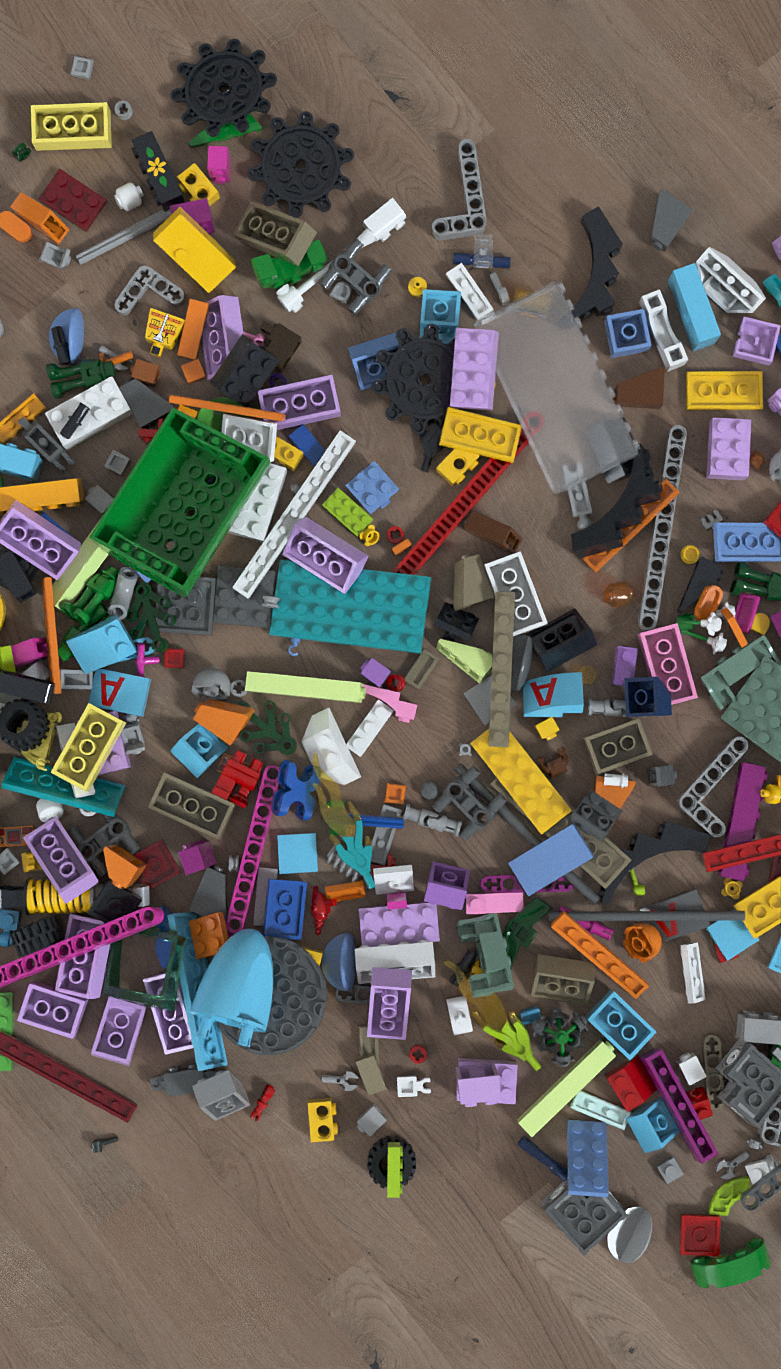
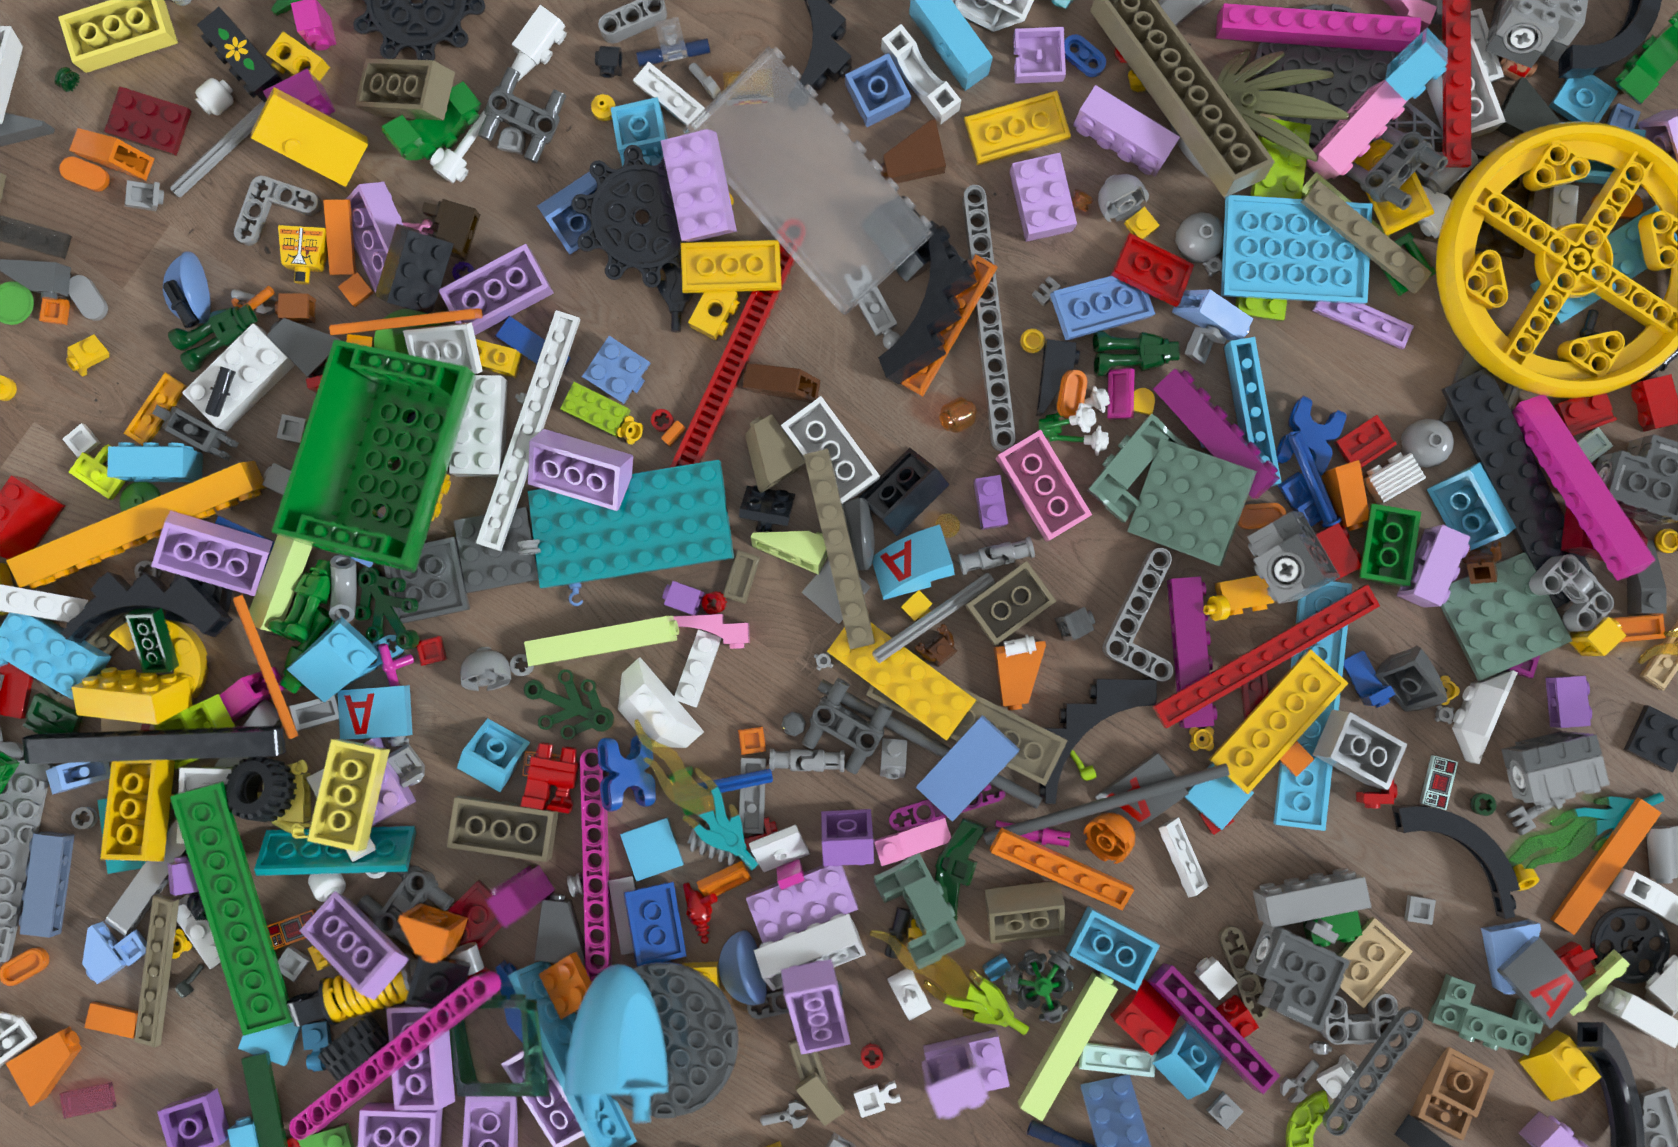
camera: 10 degrees left, 0 degrees up
(223, 718) = (511, 709): orange slope -> none
(431, 253) = (609, 61): none -> black plate
(497, 837) = (893, 758): none -> light grey bracket
(557, 740) = (933, 618): none -> light grey axle
(595, 815) = (1007, 697): dark grey plate -> none
(646, 697) = (1028, 532): dark blue slope -> none
(734, 627) = (1112, 414): orange tile -> none

